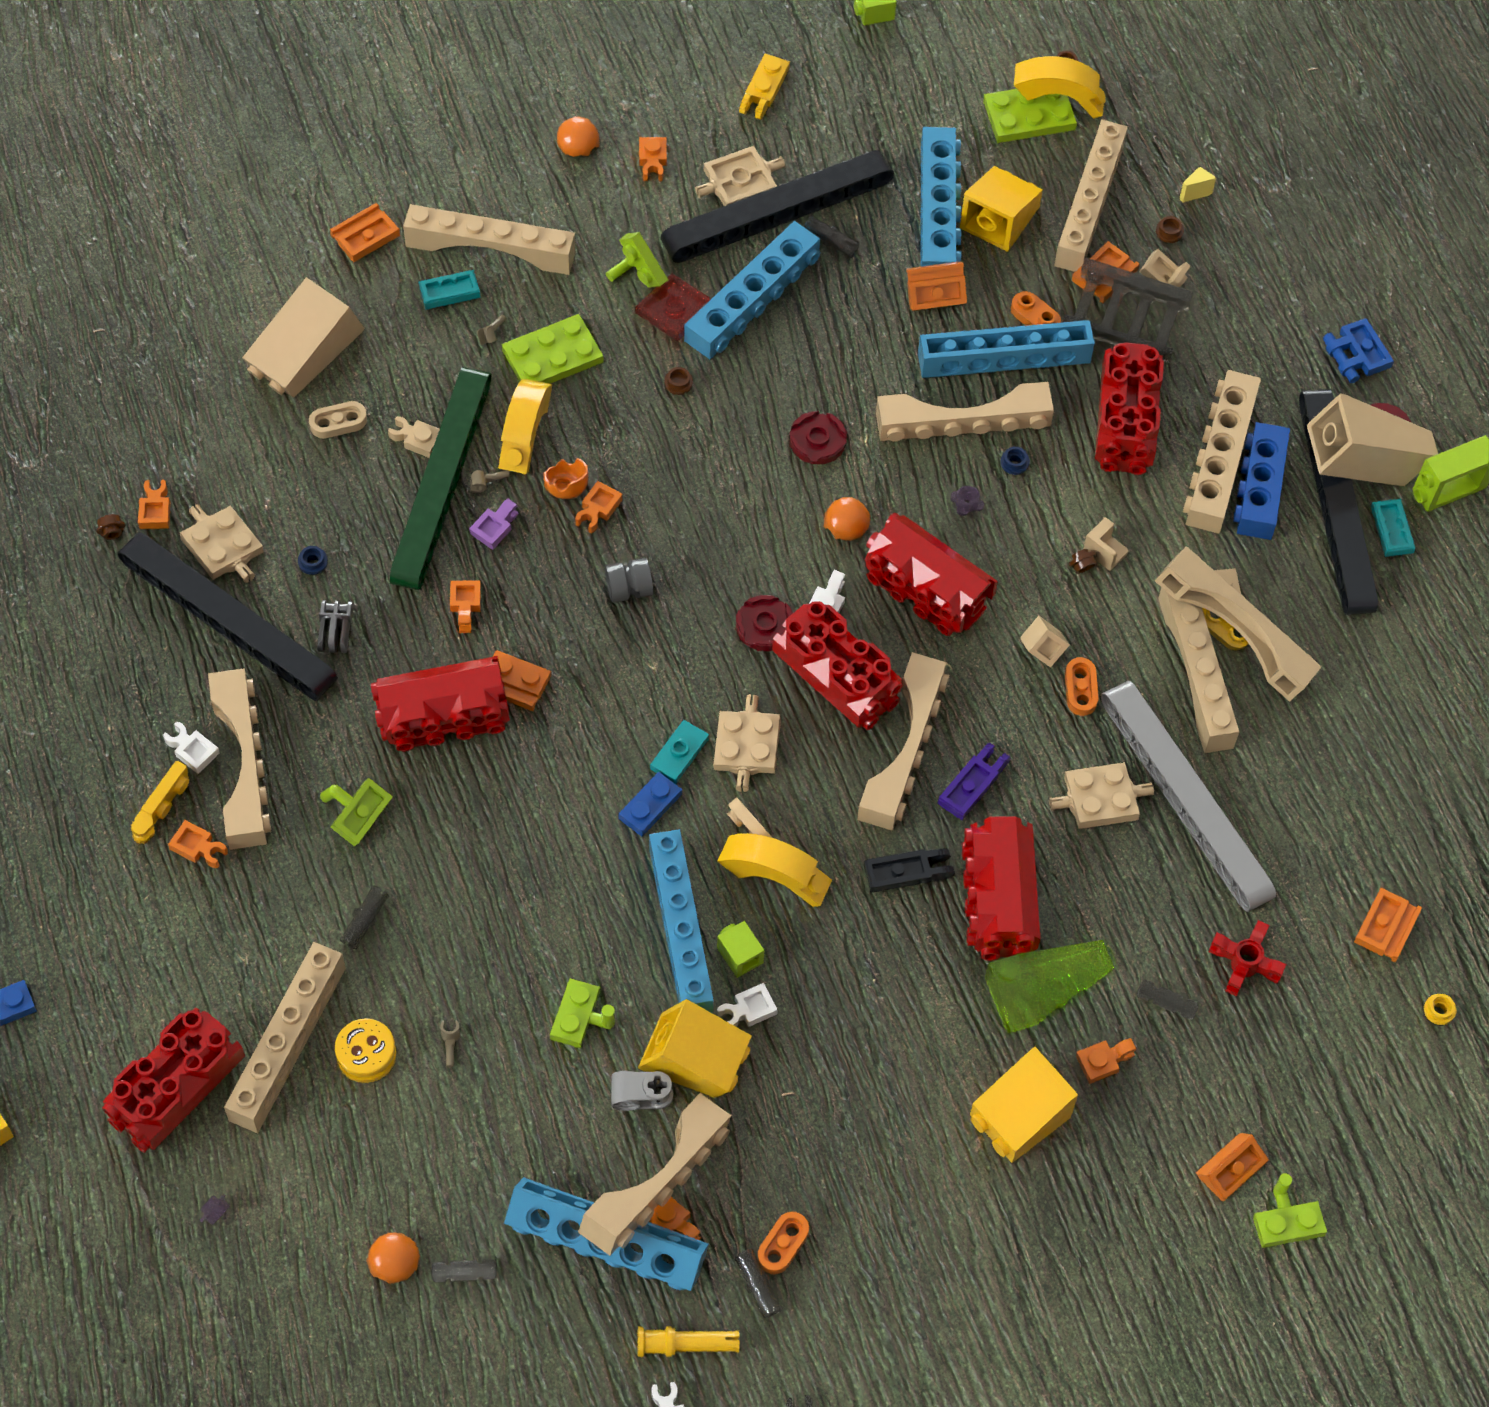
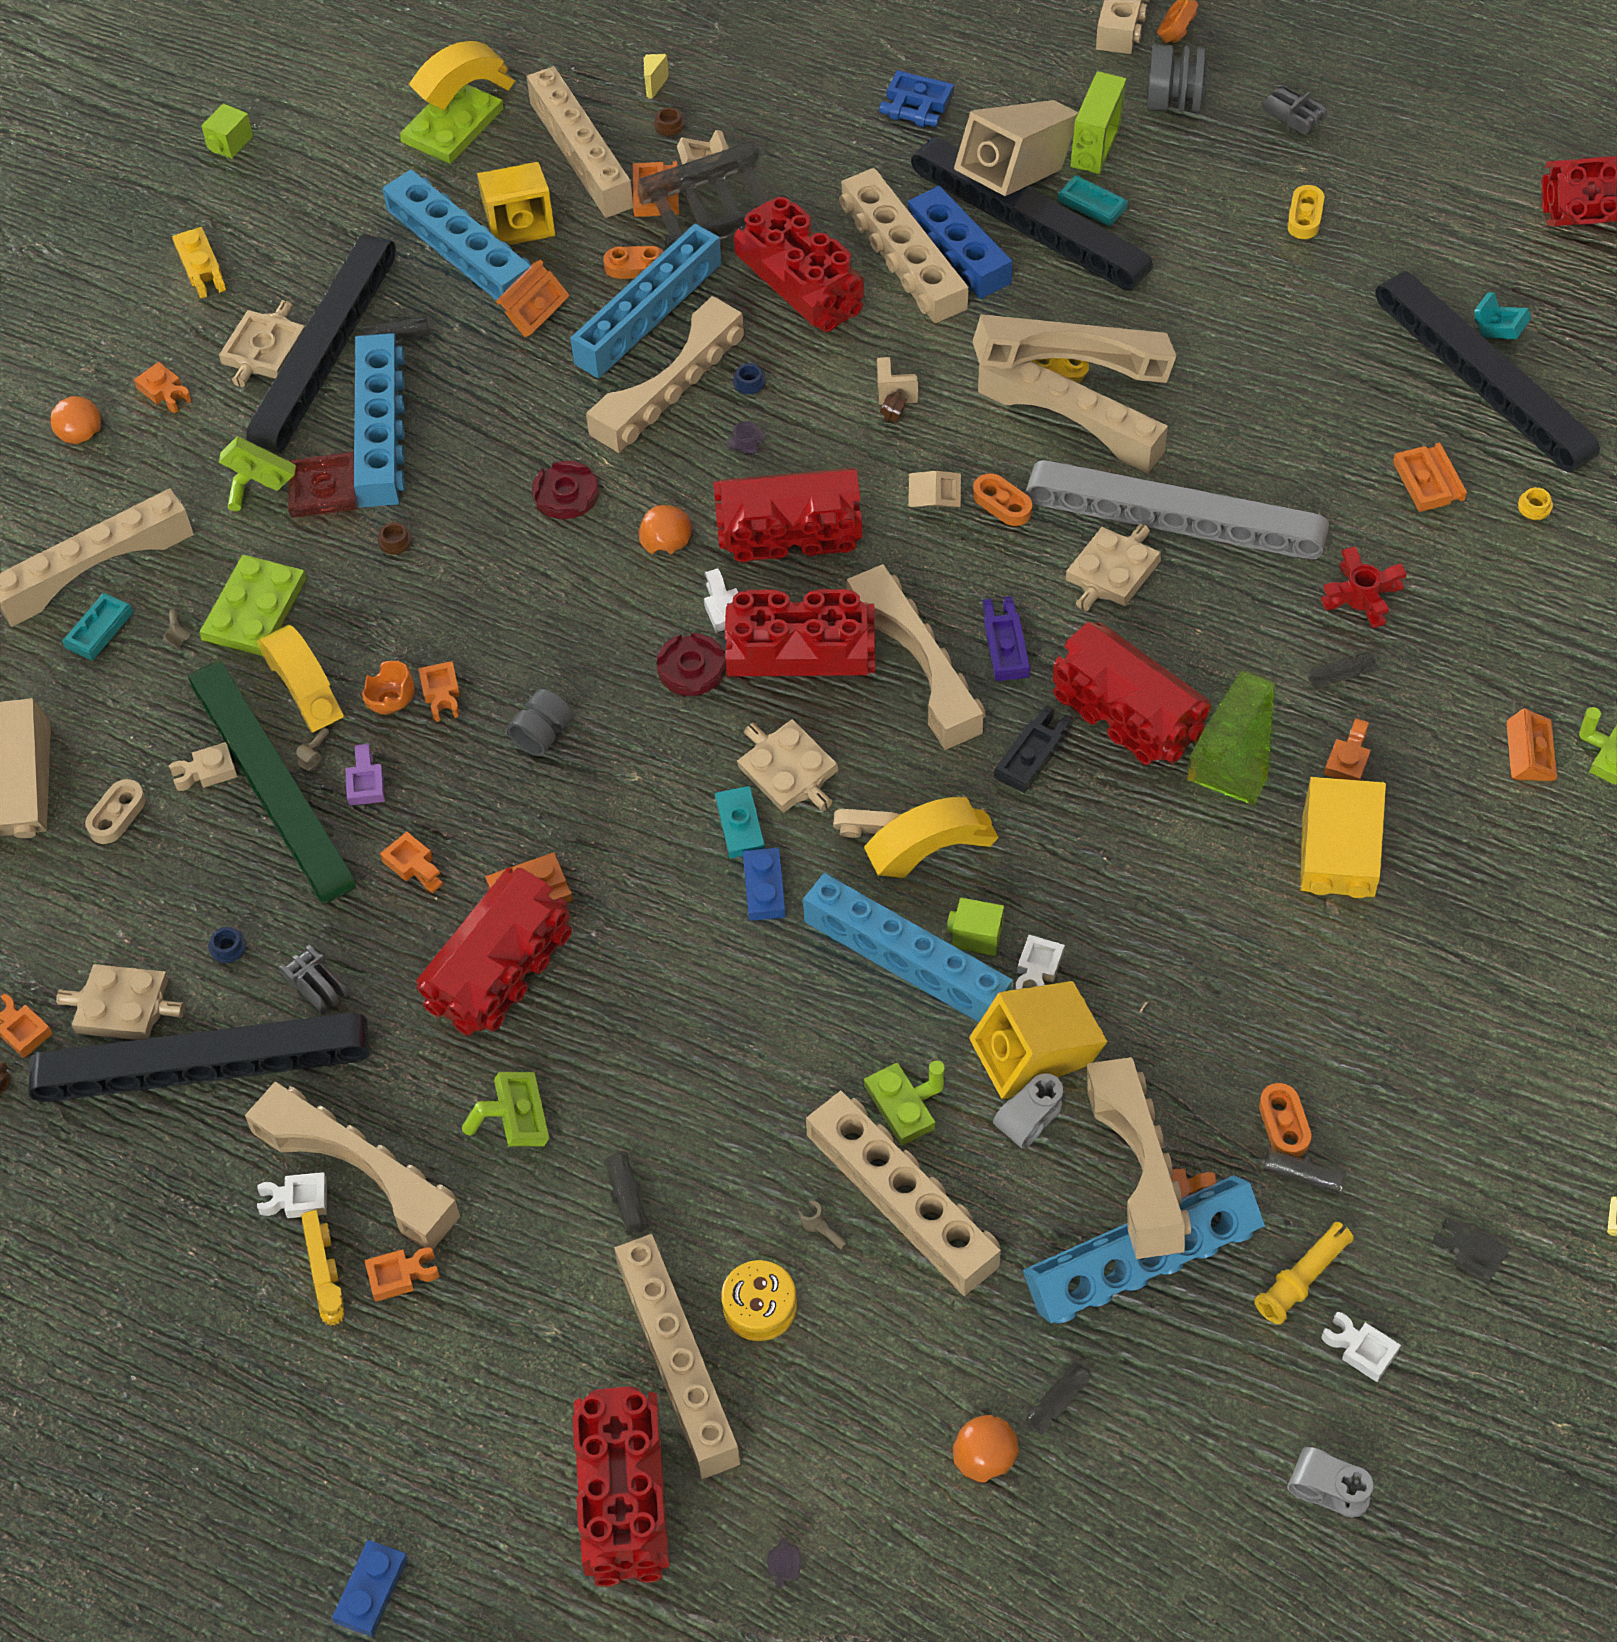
camera: 40 degrees left, 5 degrees down
(501, 1145) = (961, 1266): none -> tan brick

